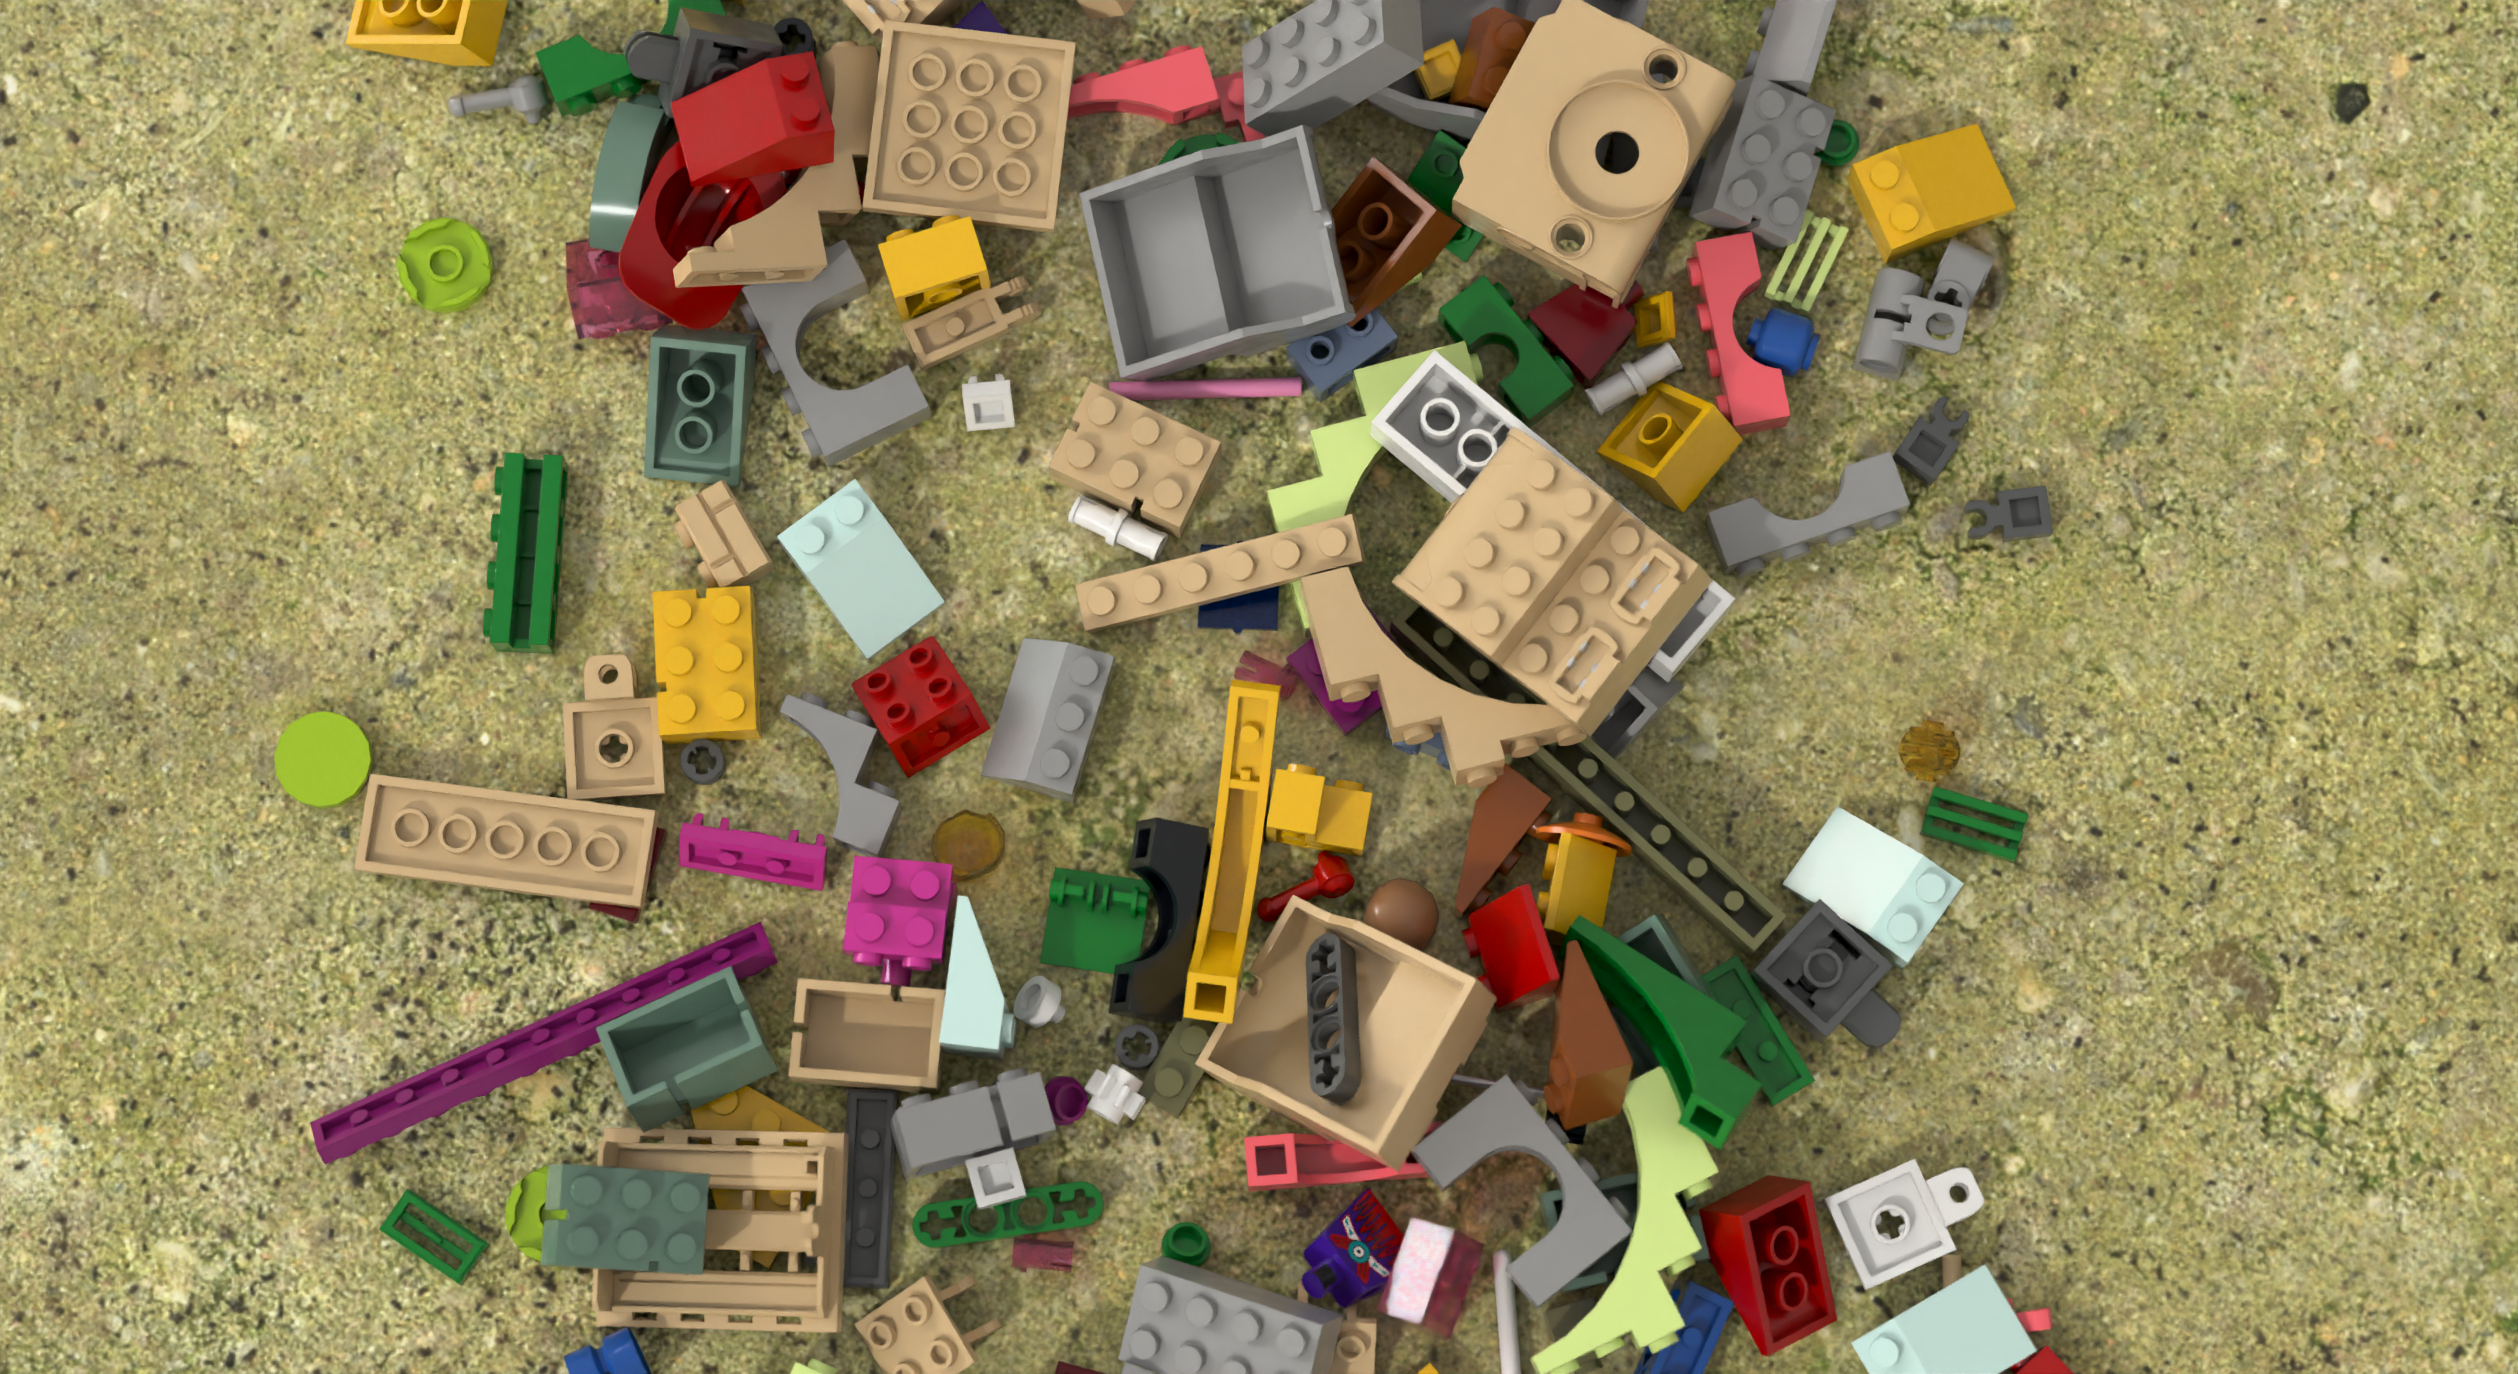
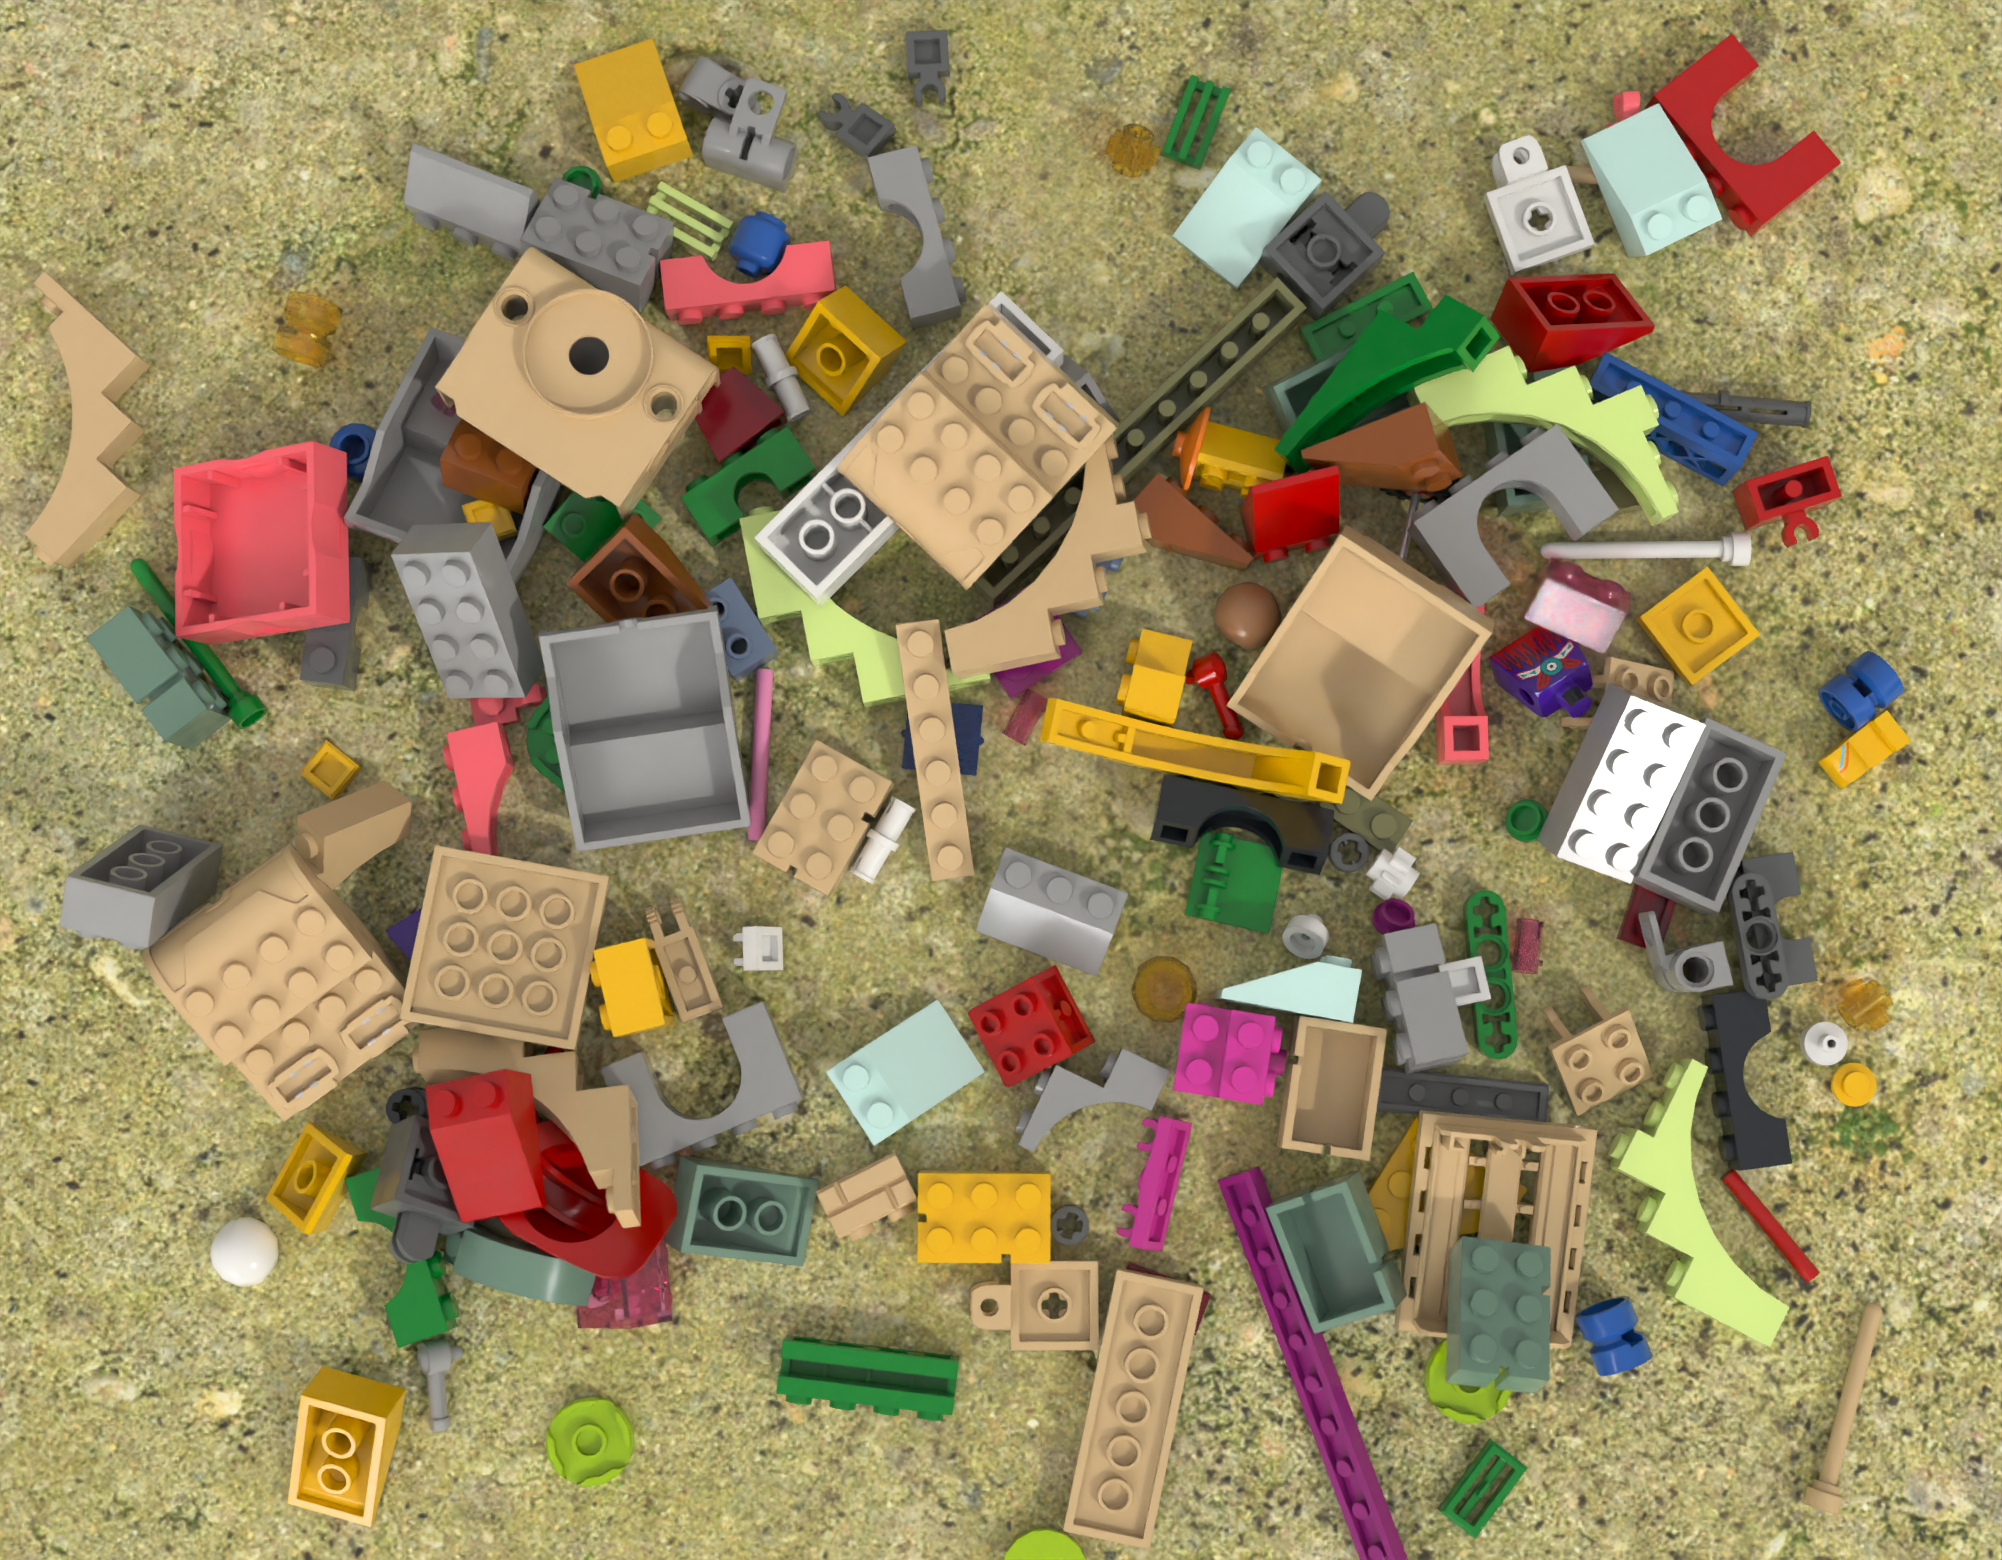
camera: 85 degrees left, 5 degrees up
(1335, 1070) = (1347, 681): dark grey beam -> none

